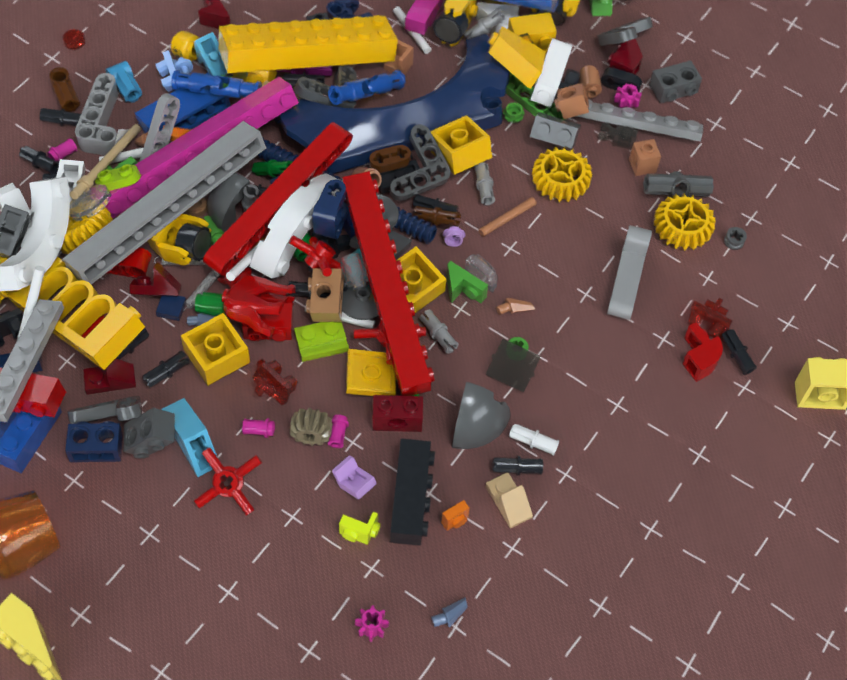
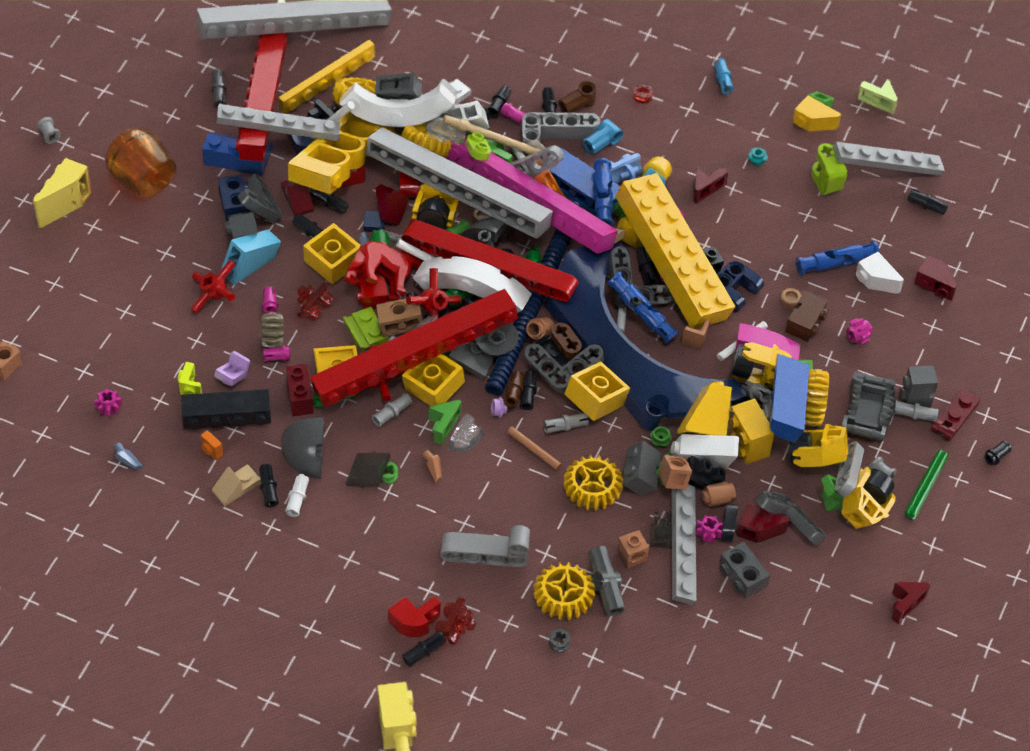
camera: 80 degrees right, 5 degrees down
(330, 210) = (472, 288): dark blue piece -> none

